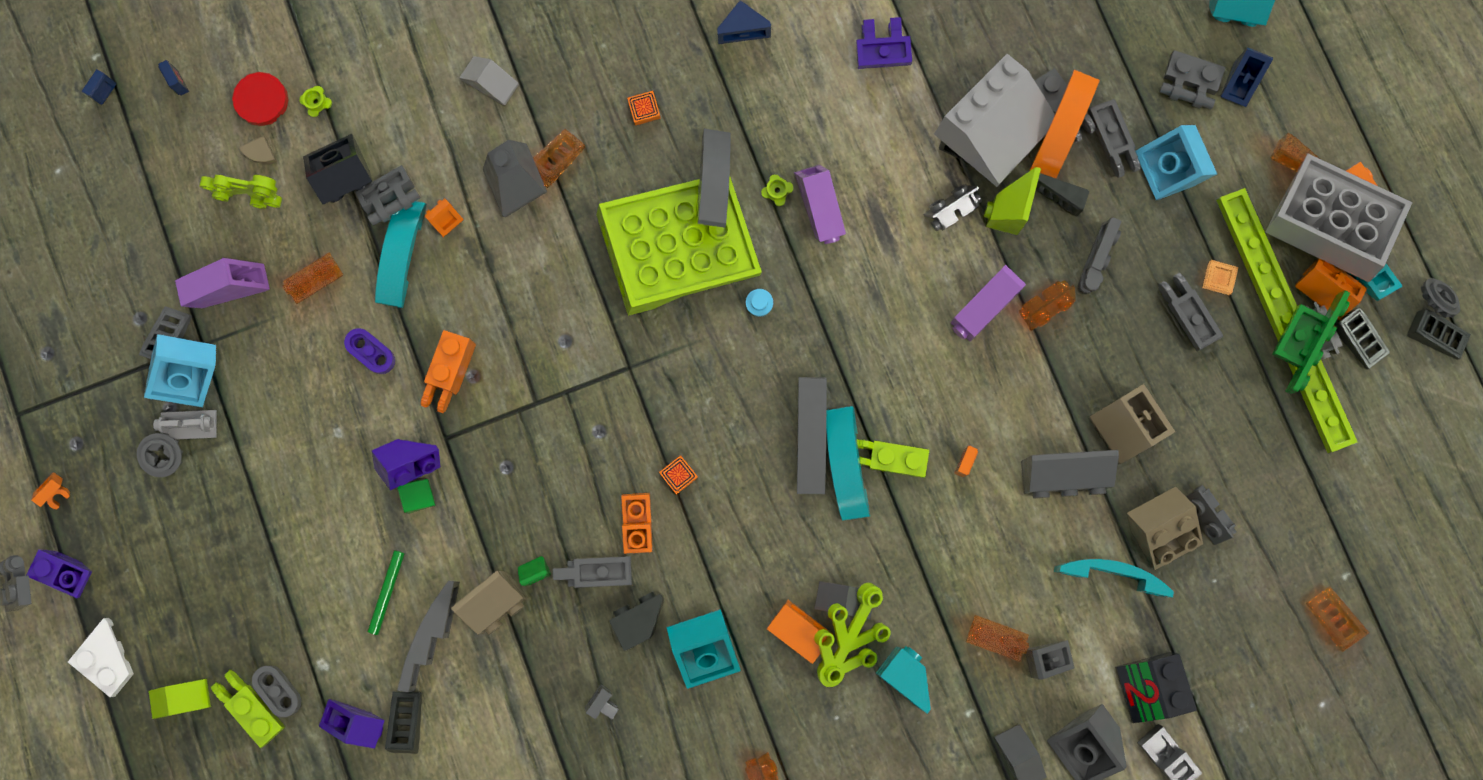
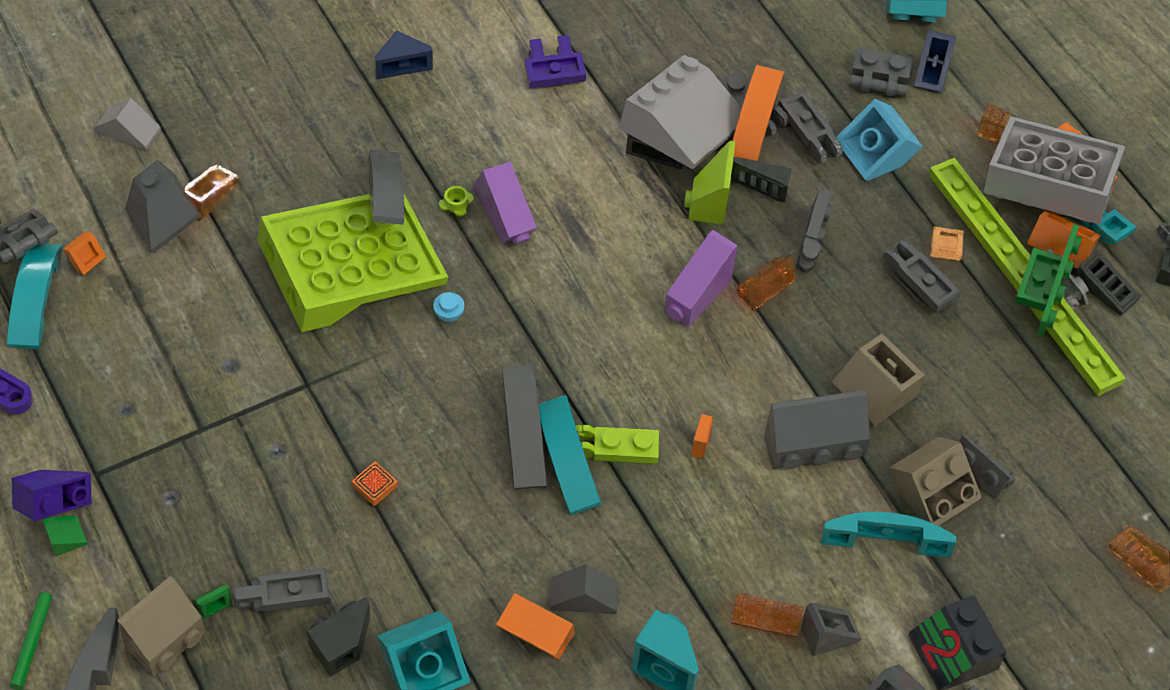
camera: 15 degrees left, 25 degrees down
(447, 369) = (97, 394): orange hinge -> none
(636, 523) = (330, 536): orange slope -> none
(644, 108) = (301, 139): tile -> none
(849, 638) = (592, 624): lime plant -> none
(943, 210) = (640, 206): hinge -> none

